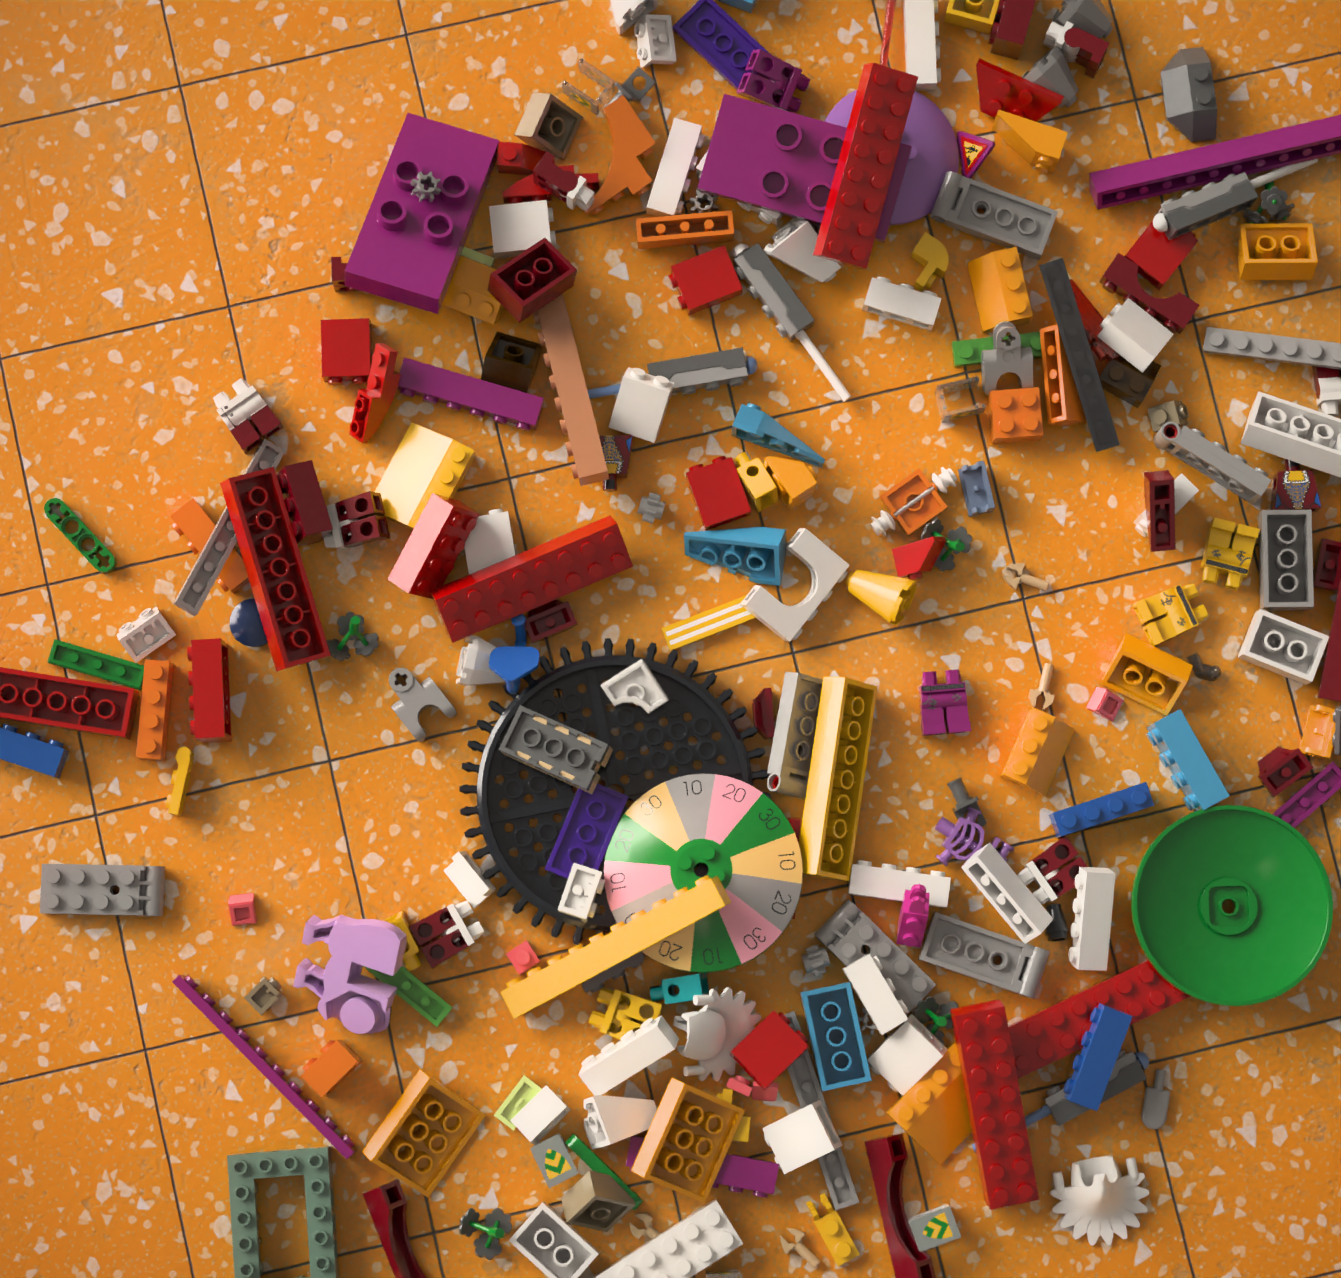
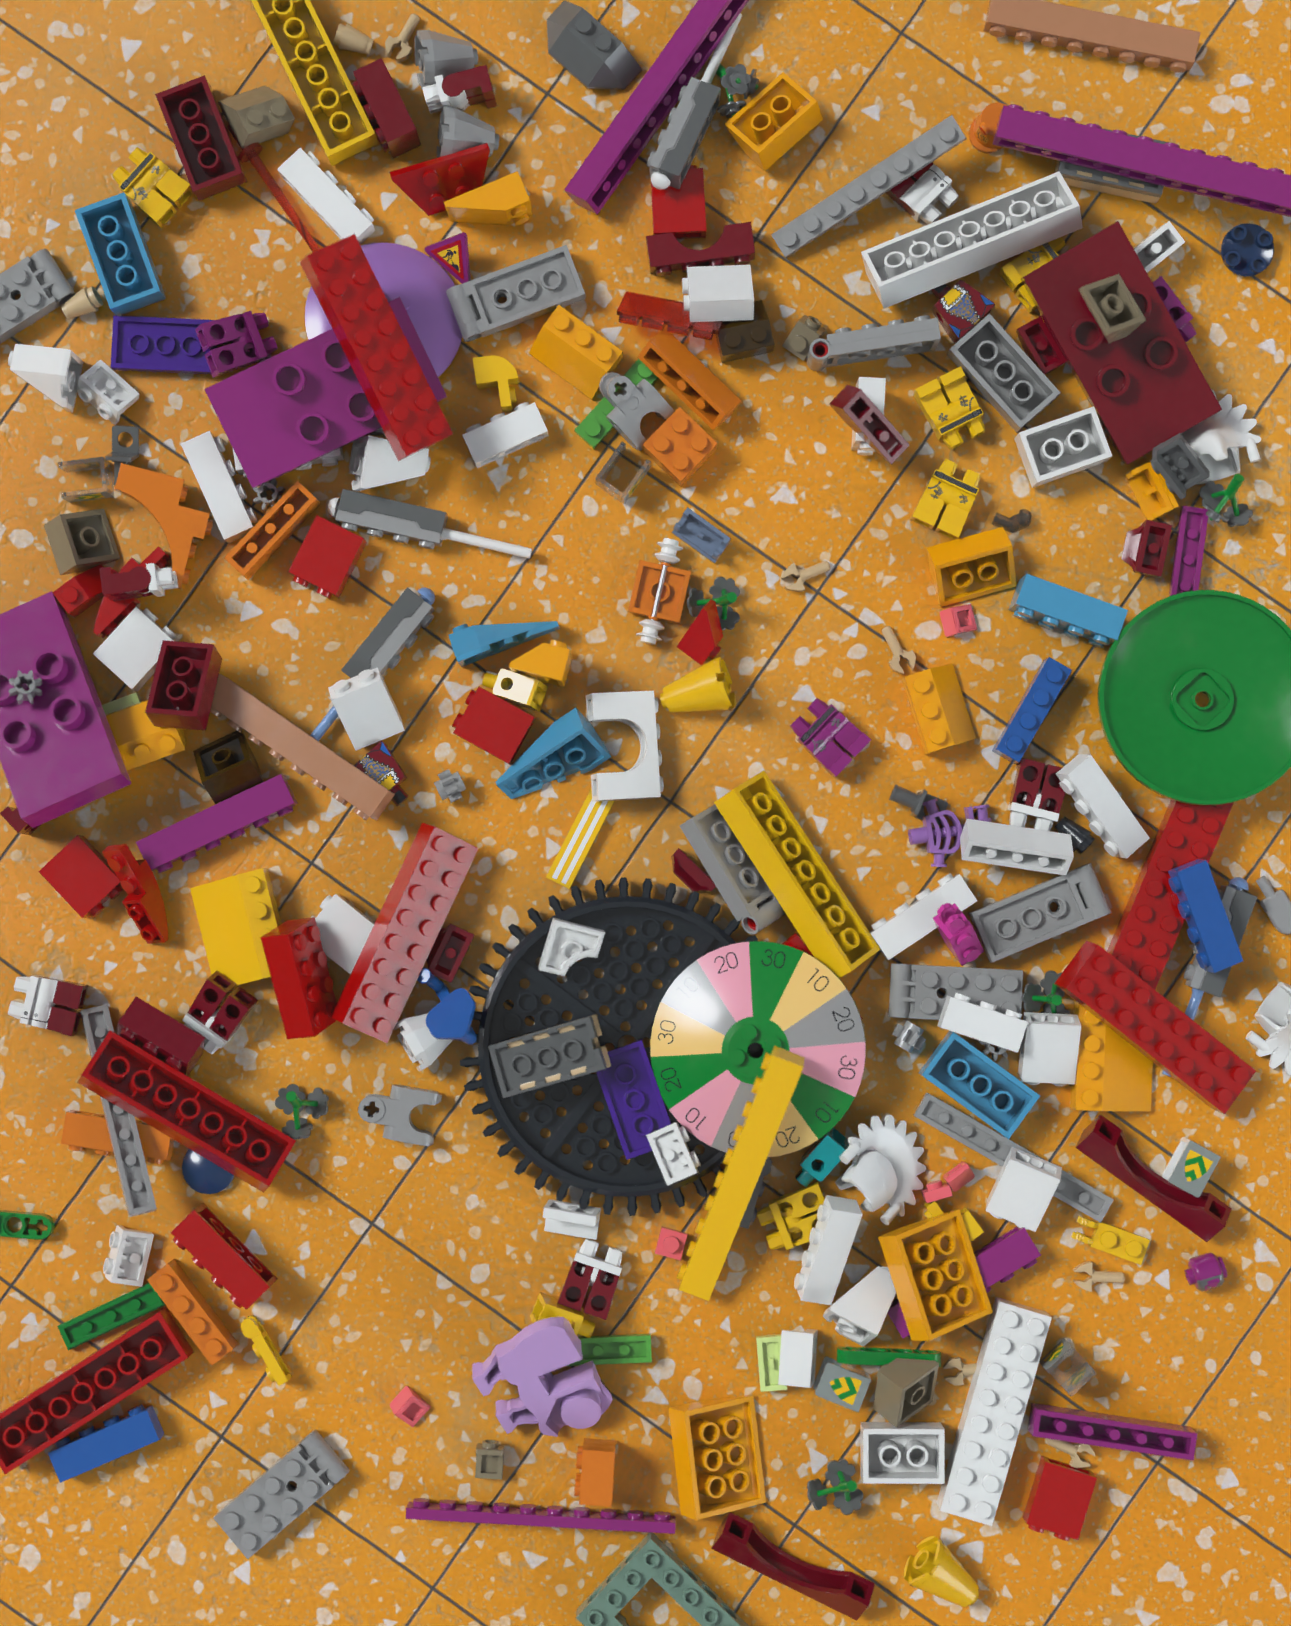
camera: 35 degrees left, 5 degrees up
(769, 1049) = (937, 1143): red brick -> none
(1079, 354) = (689, 350): black plate -> none

